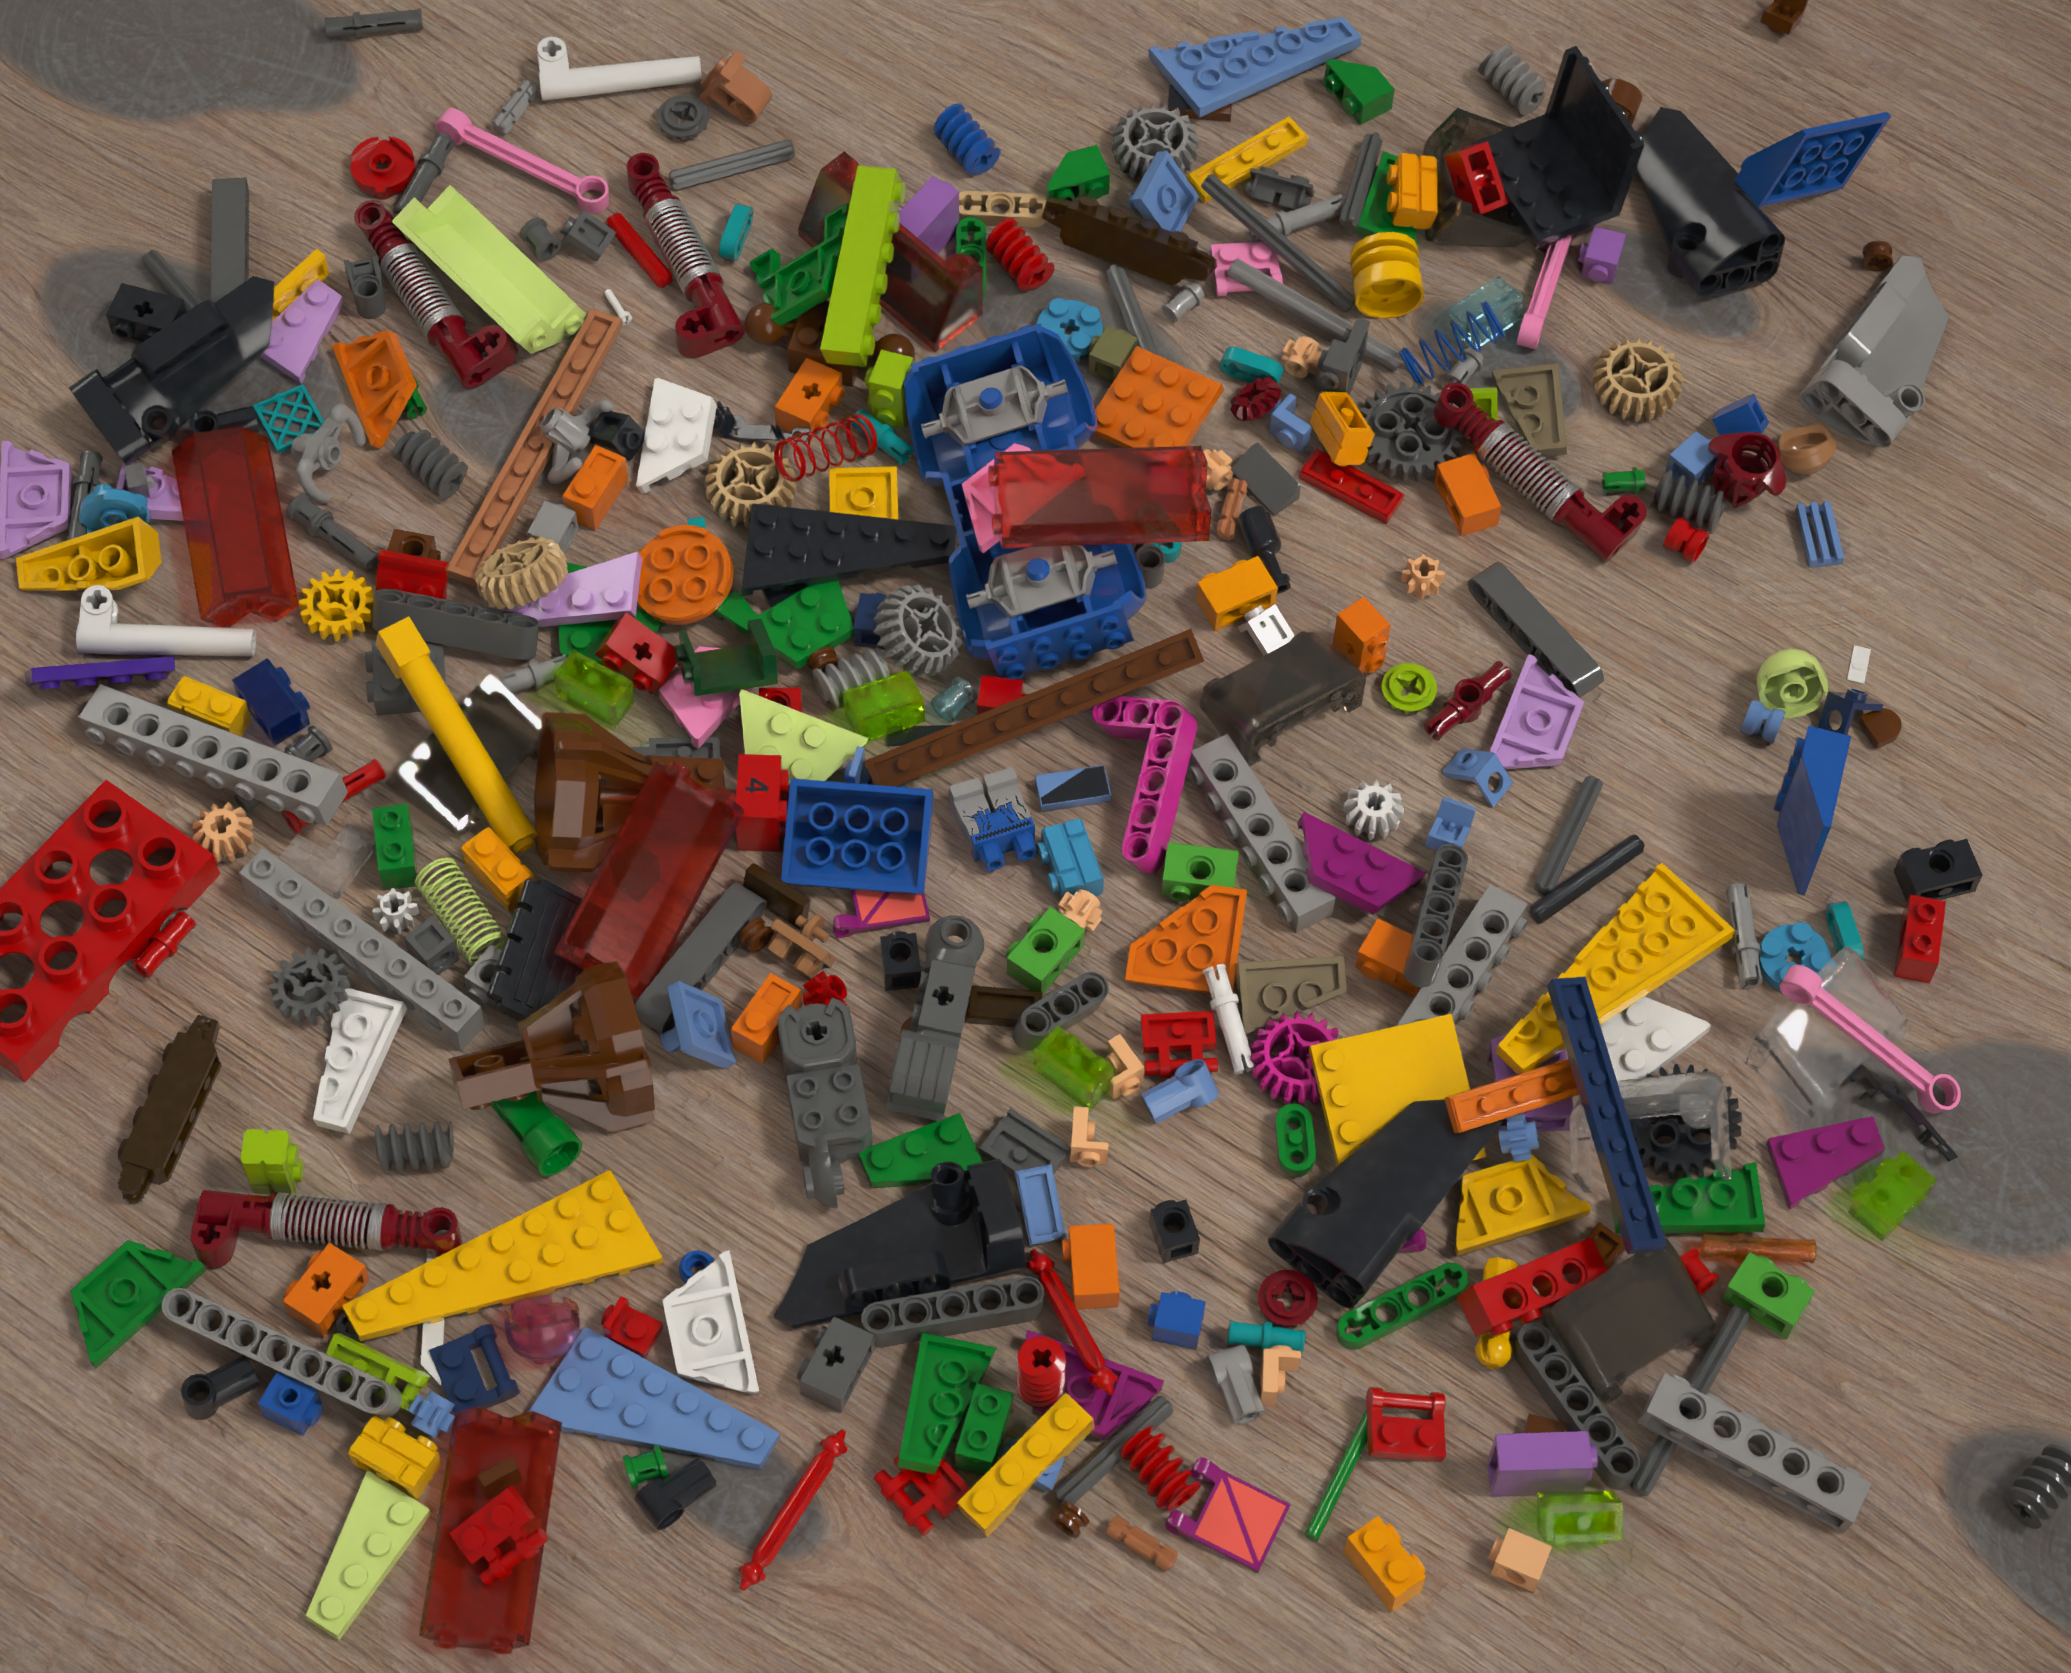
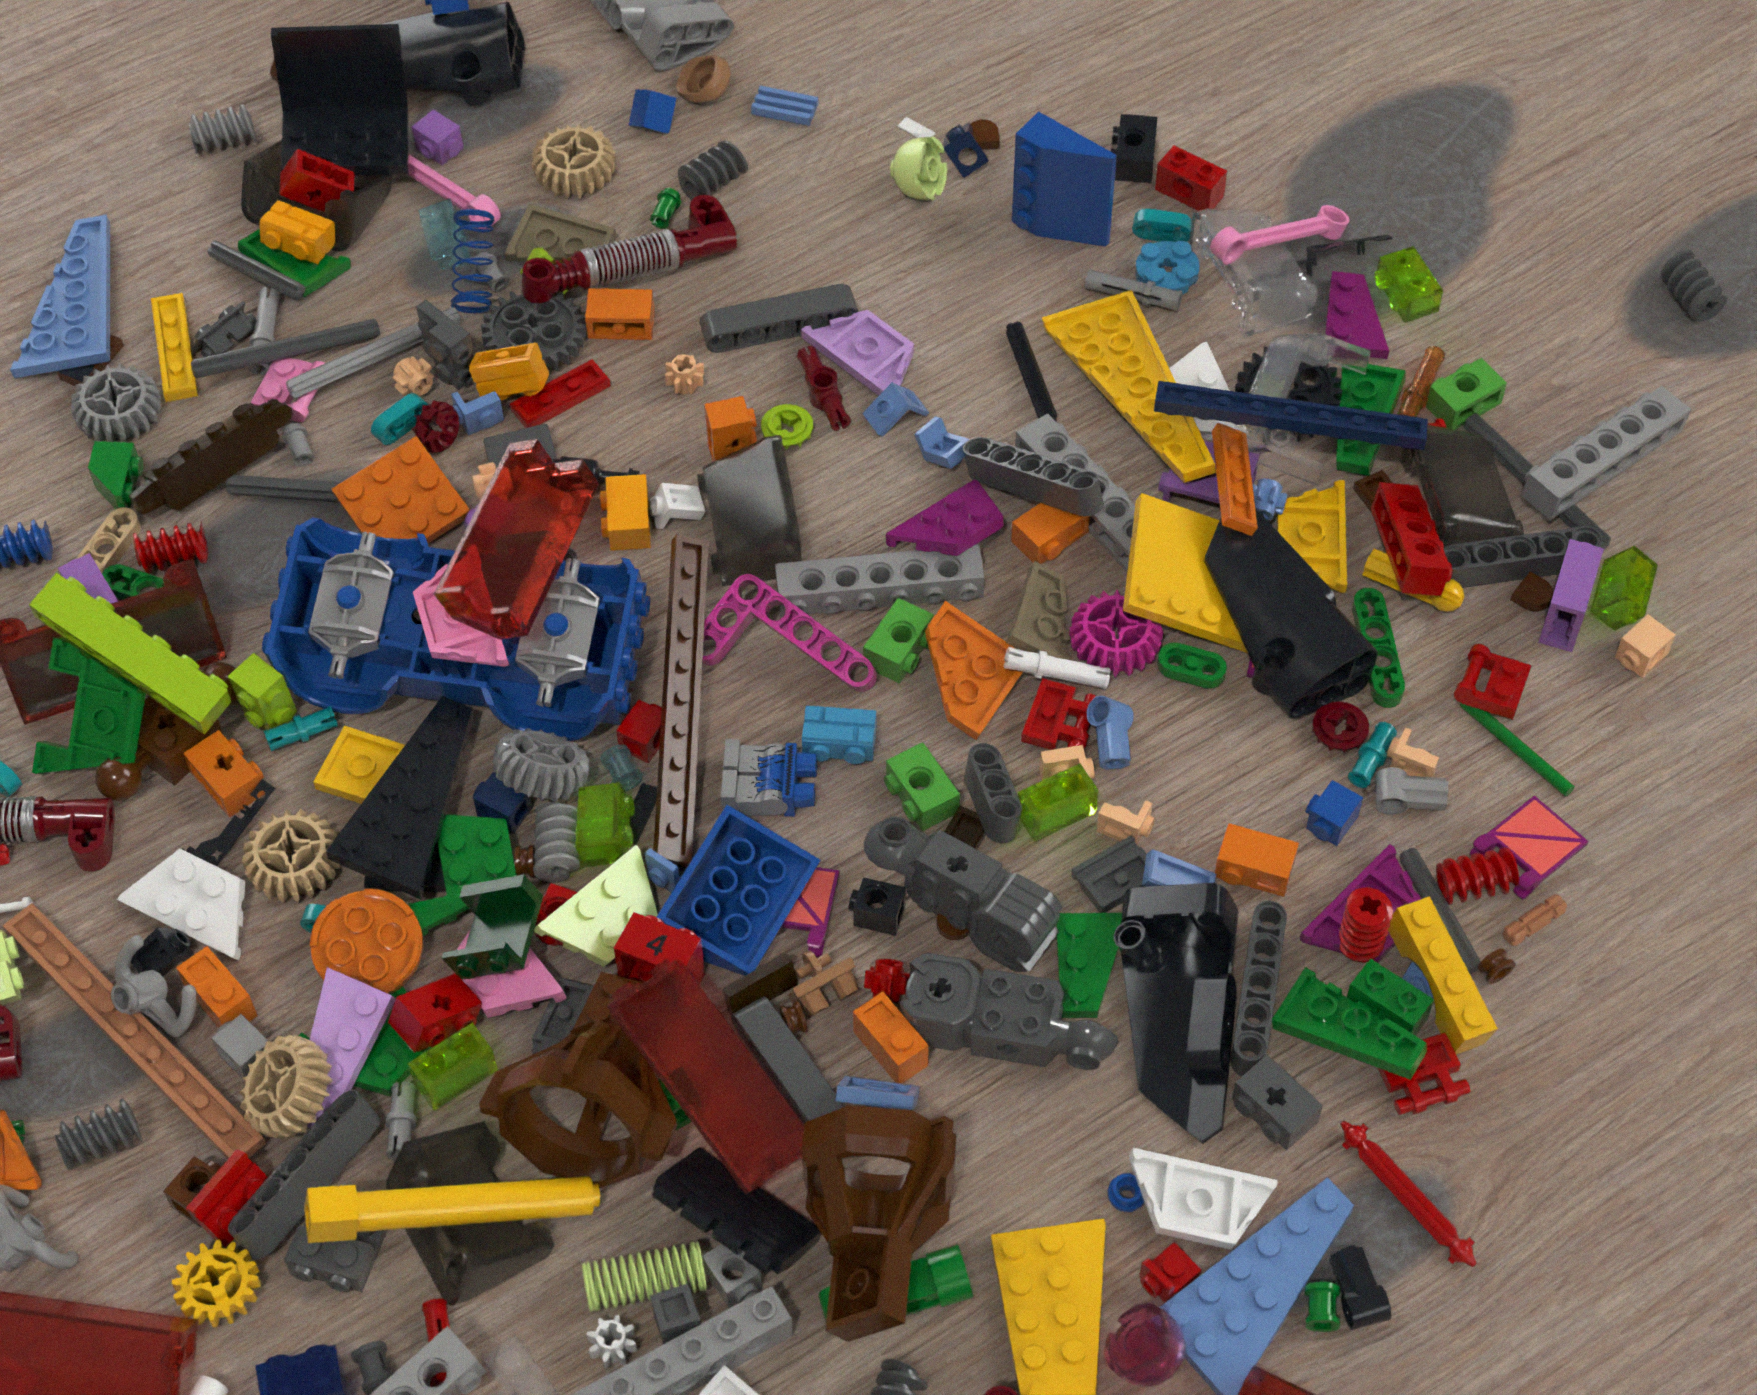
camera: 65 degrees left, 5 degrees down
(322, 524) = (106, 1268): dark grey pin -> none
(395, 846) = (537, 1316): green brick -> none
(496, 867) = (613, 1225): light orange brick -> none
(850, 438) = (282, 787): red piece -> none
(1072, 788) = (759, 709): tile -> none
(1074, 314) = (258, 531): dark azure plate -> none
(1081, 909) = (893, 740): light nougat gear -> none
(1083, 1342) = (1314, 891): red wheel -> none
(1110, 353) = (325, 506): olive brick -> none
(1164, 194) = (183, 413): medium blue tile -> none
(1174, 1245) = (1251, 773): black brick -> none
(1359, 89) = (157, 238): green slope -> none
(1380, 820) = (897, 492): white gear -> none
(1385, 1563) = (1619, 741): light orange brick -> none
(1386, 275) = (372, 282): yellow wheel -> none
(1568, 835) = (984, 370): dark grey axle -> none
(1686, 540) = (747, 187): red wheel -> none
(1692, 460) = (672, 151): medium blue brick -> none
(1743, 474) = (708, 126): dark red piece -> none
(1754, 721) = (942, 204): medium blue wheel -> none

